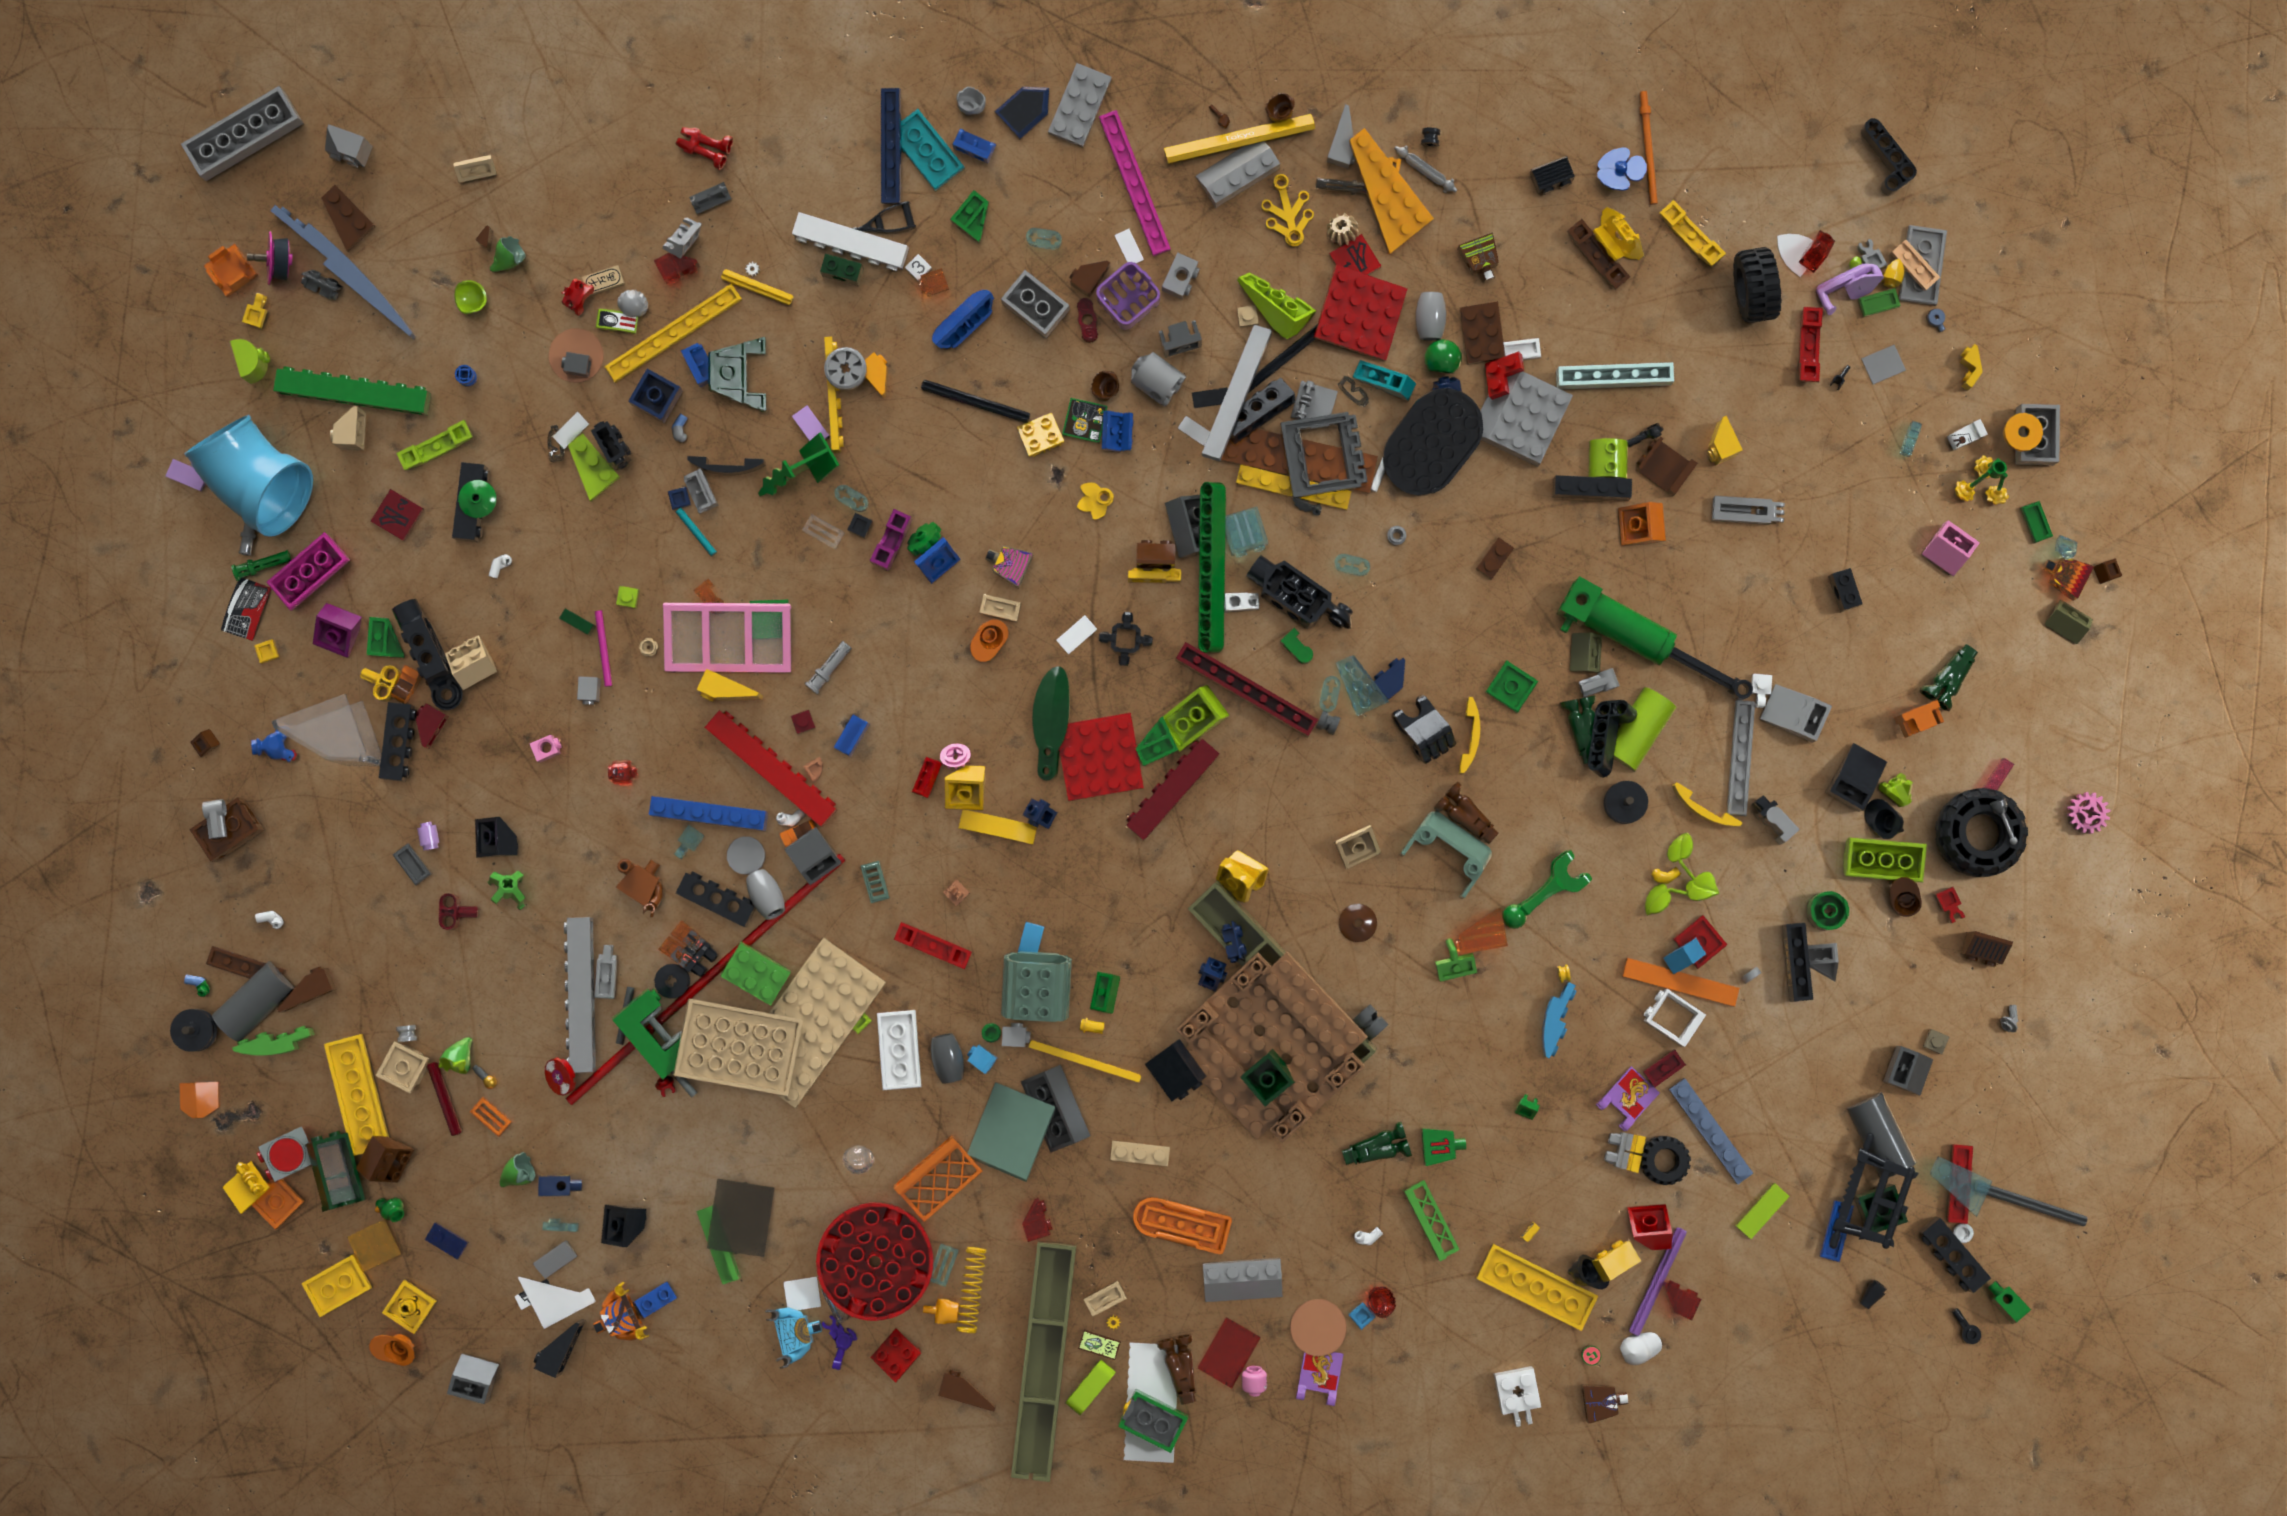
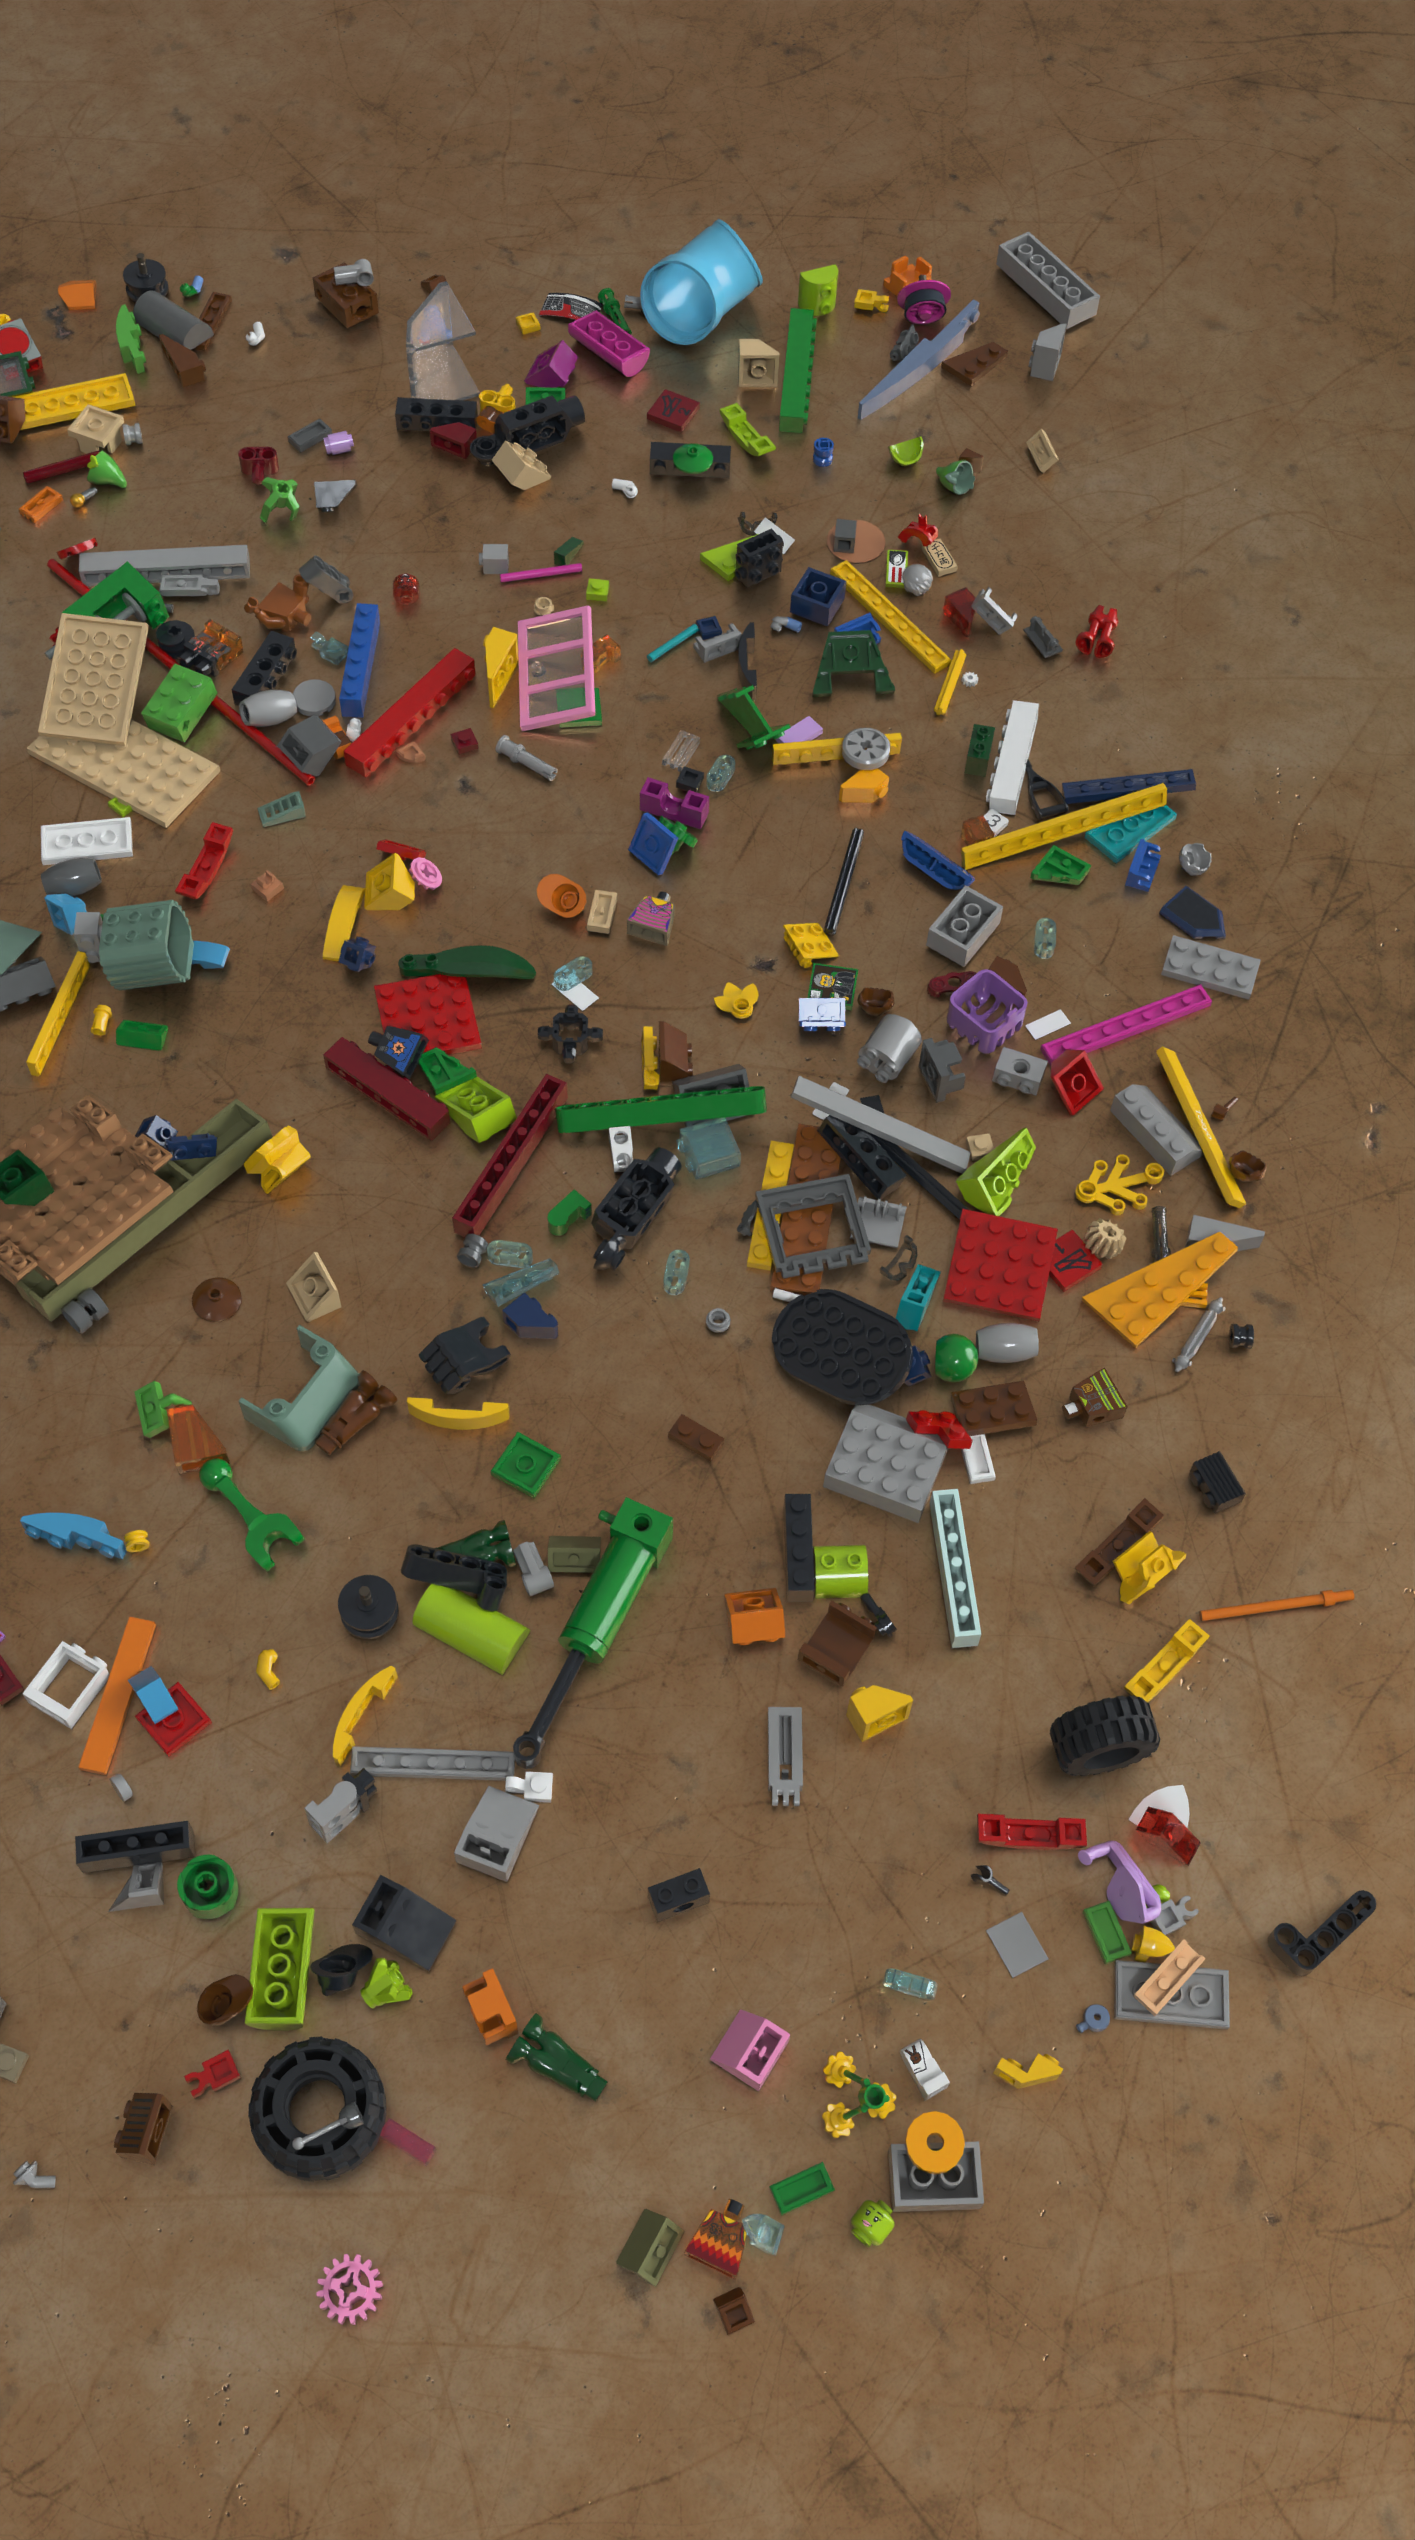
camera: 80 degrees right, 25 degrees down
(537, 748) = (431, 527): bright pink brick -> none
(618, 843) = (327, 579): none -> dark grey piece
(851, 735) = (448, 783): blue panel -> none
(929, 199) = (1064, 826): none -> yellow plate
(1066, 632) = (574, 975): none -> clear light blue beam
(1142, 778) = (399, 1049): none -> torso
(1176, 1071) = (37, 1099): black brick -> none
(1191, 233) = (1075, 1079): none -> red slope
(1615, 170) = (1238, 1562): piece -> none
(1697, 889) = (247, 1695): lime plant -> none
(2062, 478) = (872, 2222): none -> lime head

